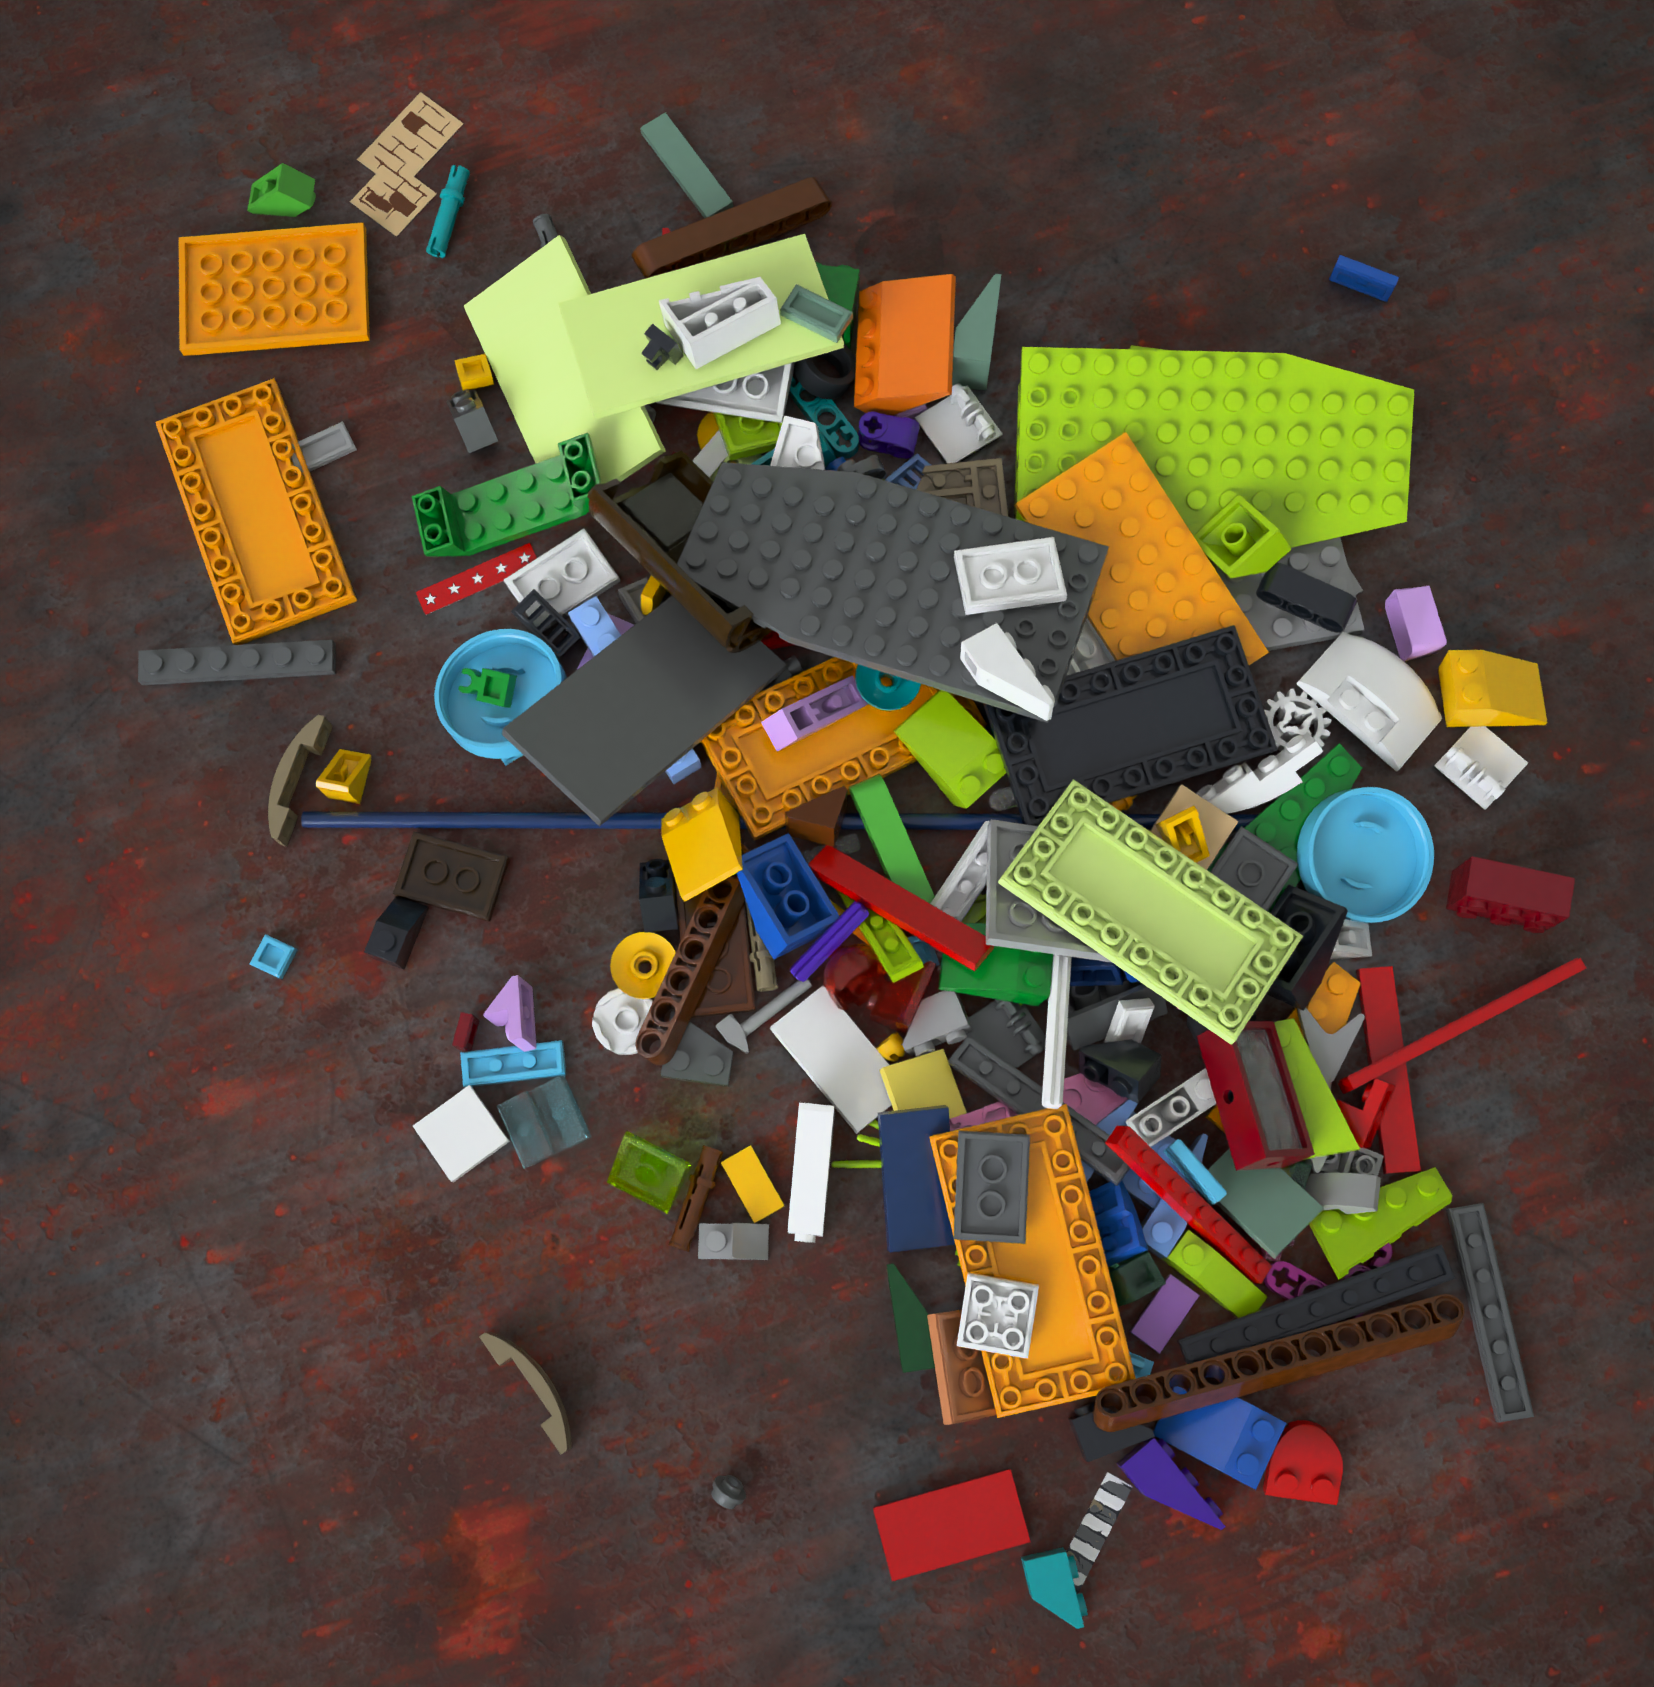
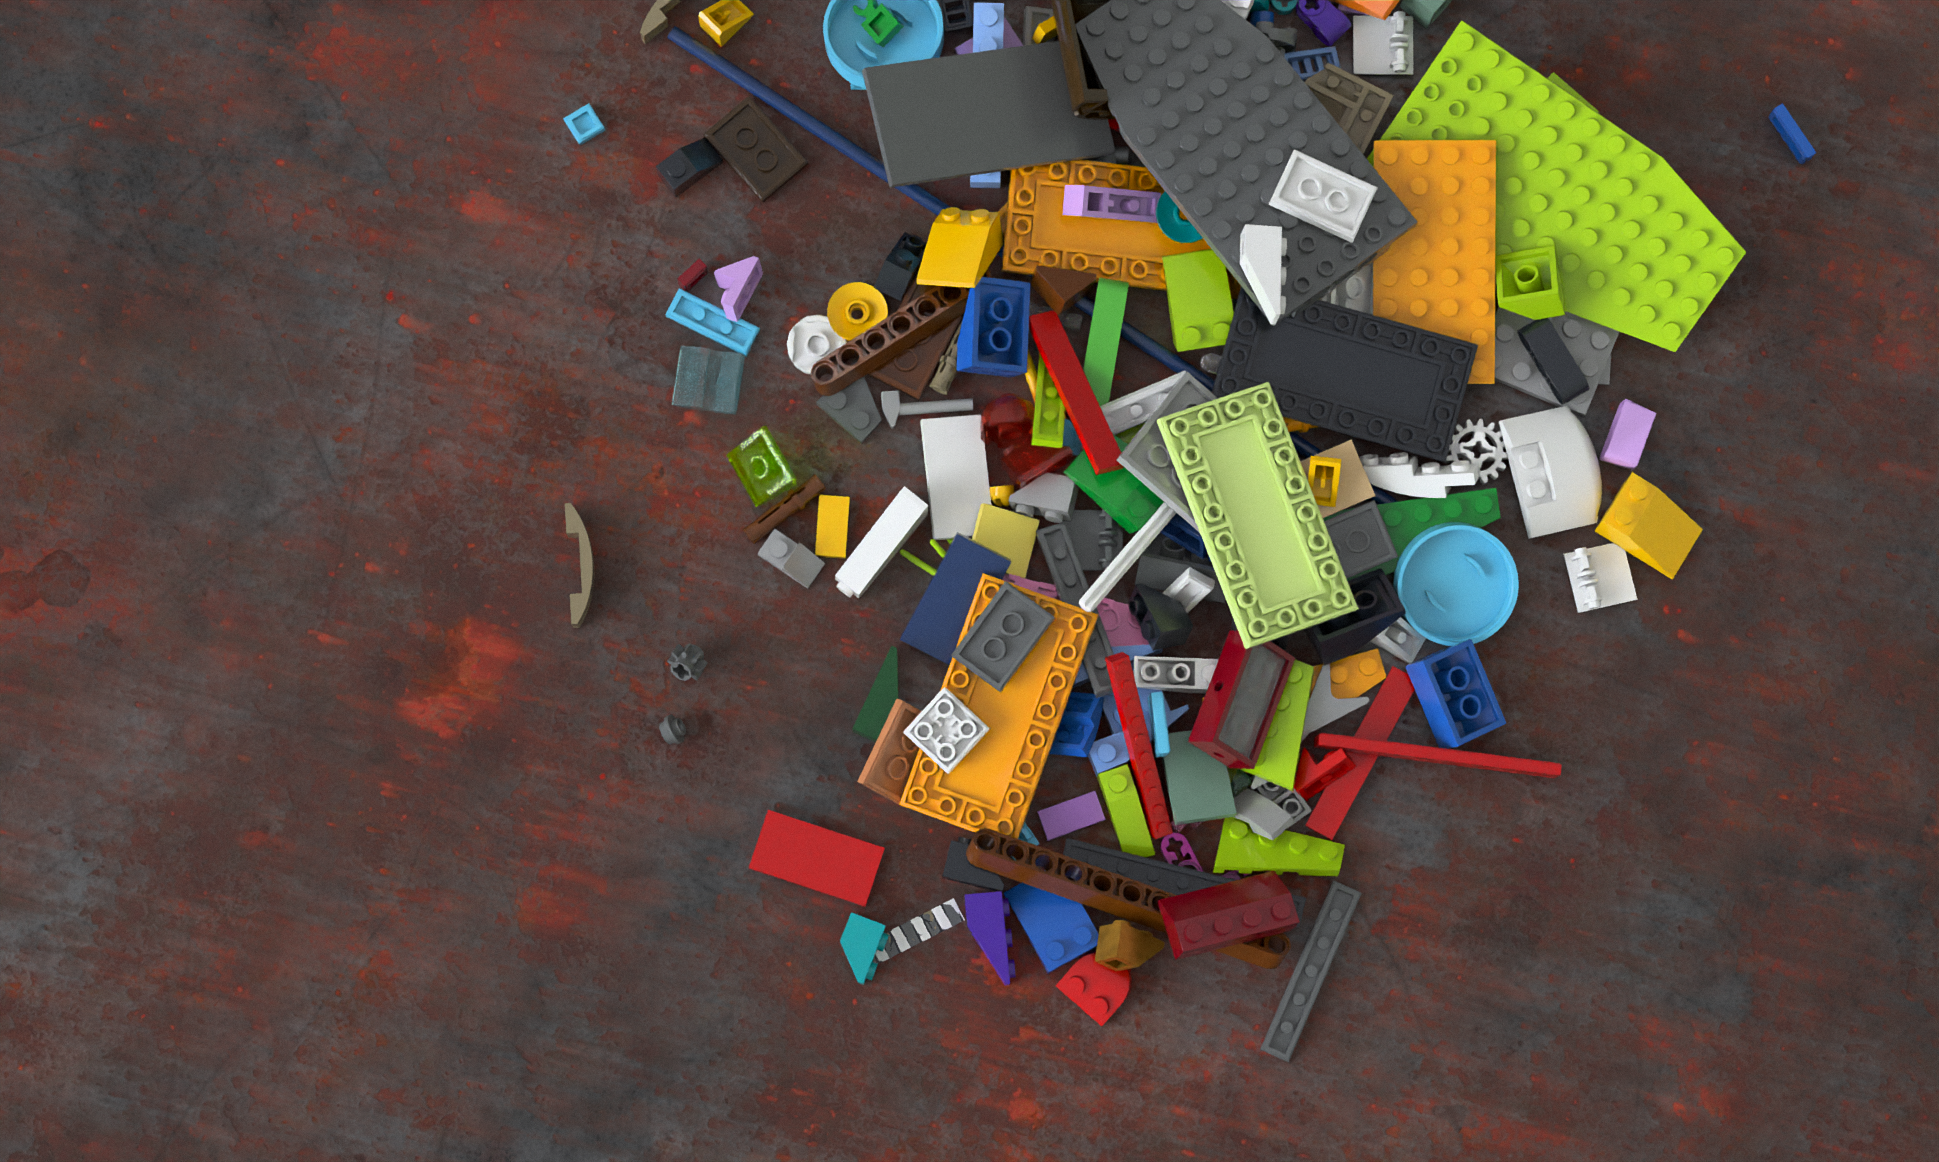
camera: 25 degrees right, 5 degrees up
(461, 1133) = (642, 348): white tile -> none
(699, 1413) = (687, 662): none -> dark grey gear
(829, 941) = (1006, 384): dark purple axle -> none
(1135, 1278) = (1064, 773): clear green slope -> none
(1311, 1413) = (1124, 946): none -> pearl gold slope
(1388, 1314) = (1228, 914): none -> dark red slope
(1438, 958) = (1455, 694): none -> blue slope
(1510, 894) = (1542, 684): dark red brick -> none

